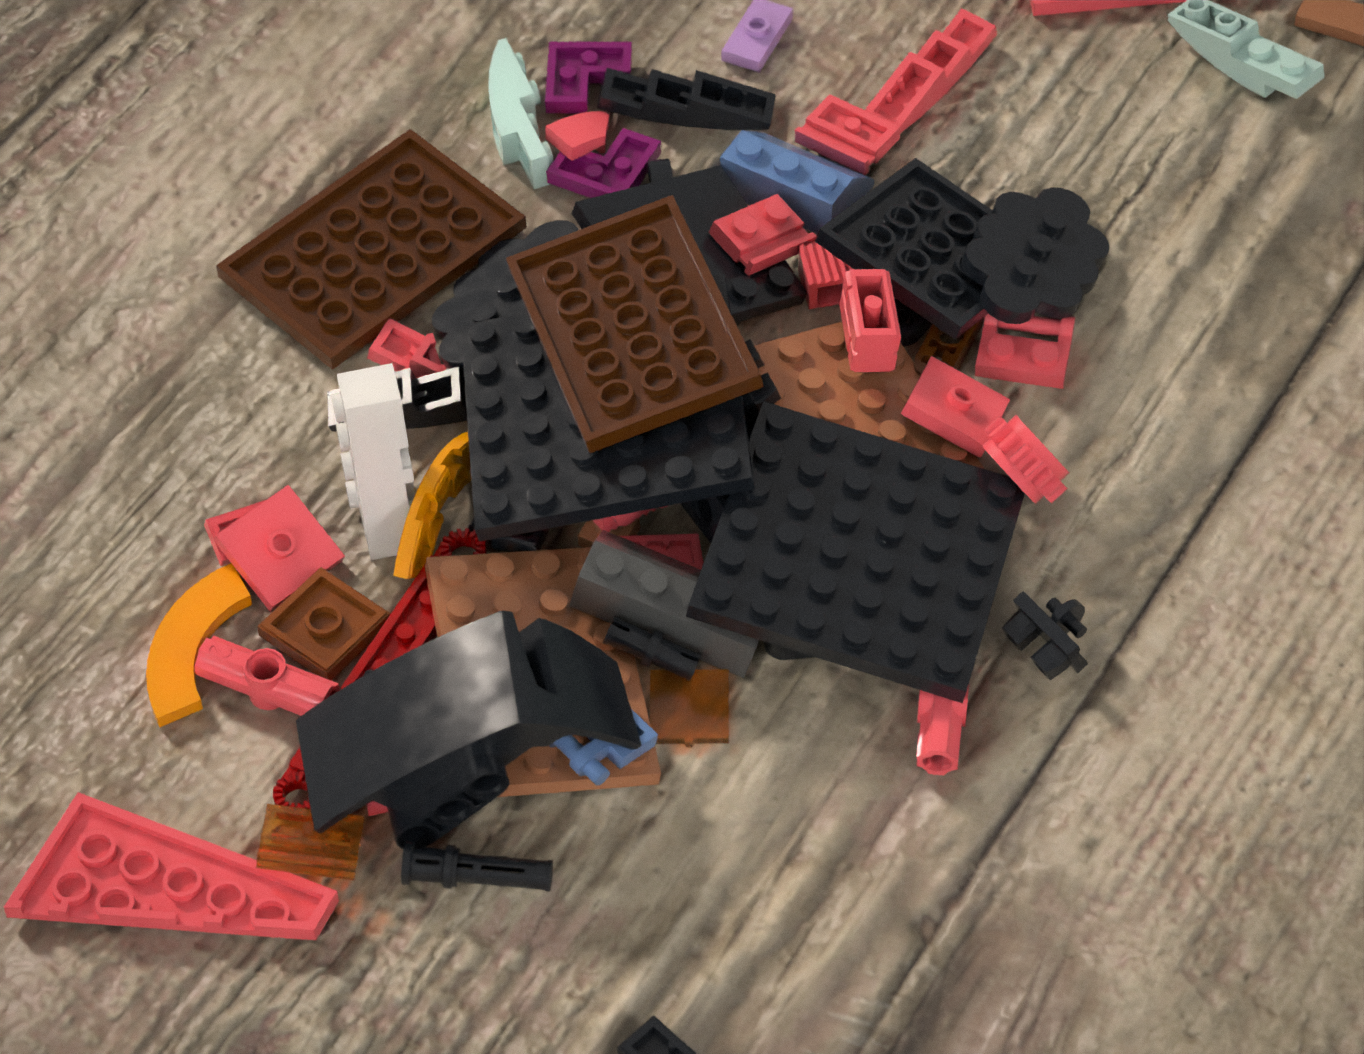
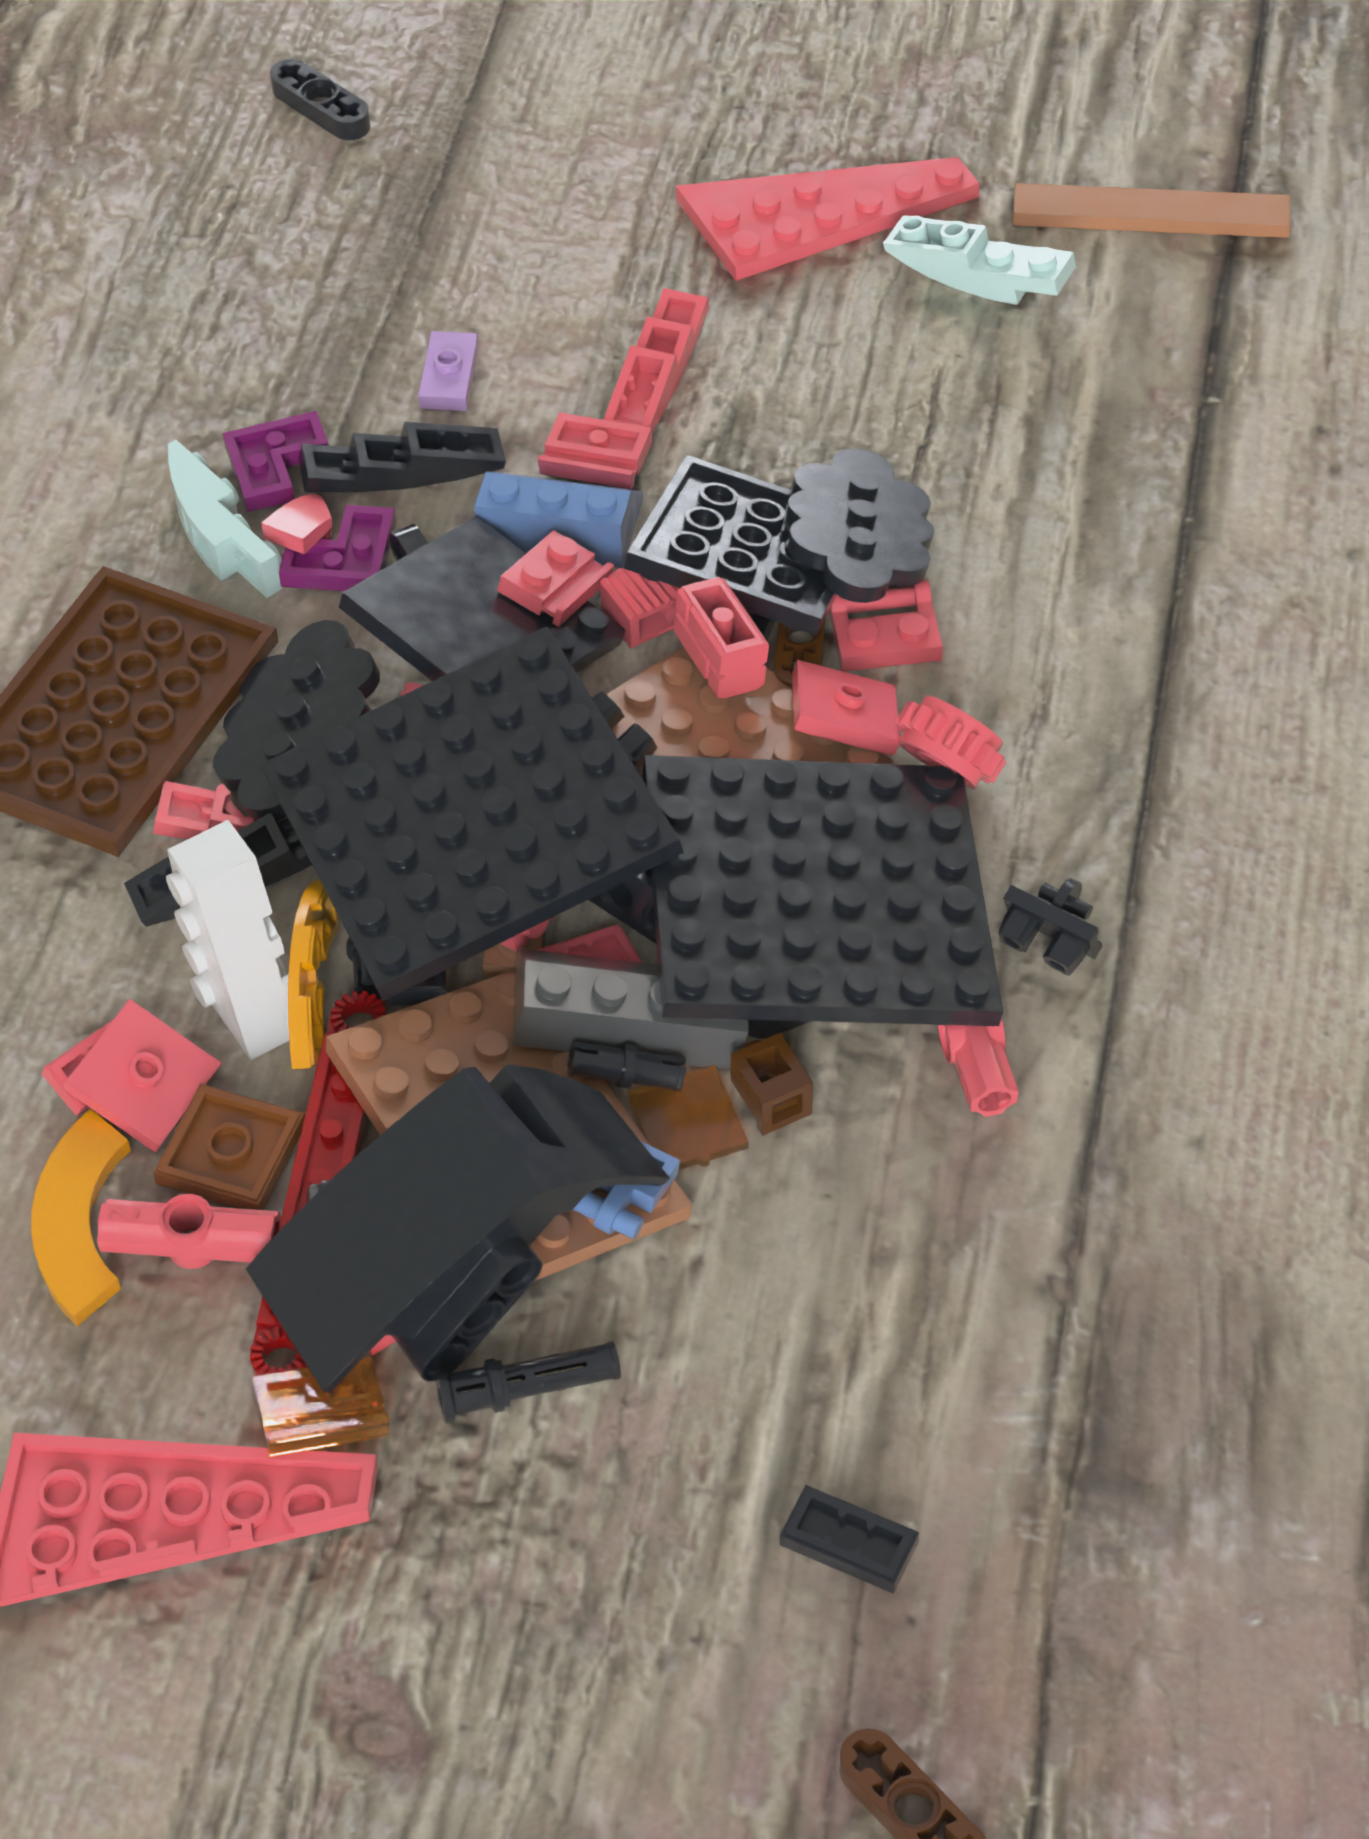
camera: 20 degrees left, 0 degrees up
(633, 324) = (472, 707): reddish brown plate -> none
(763, 696) = (771, 1083): none -> reddish brown brick

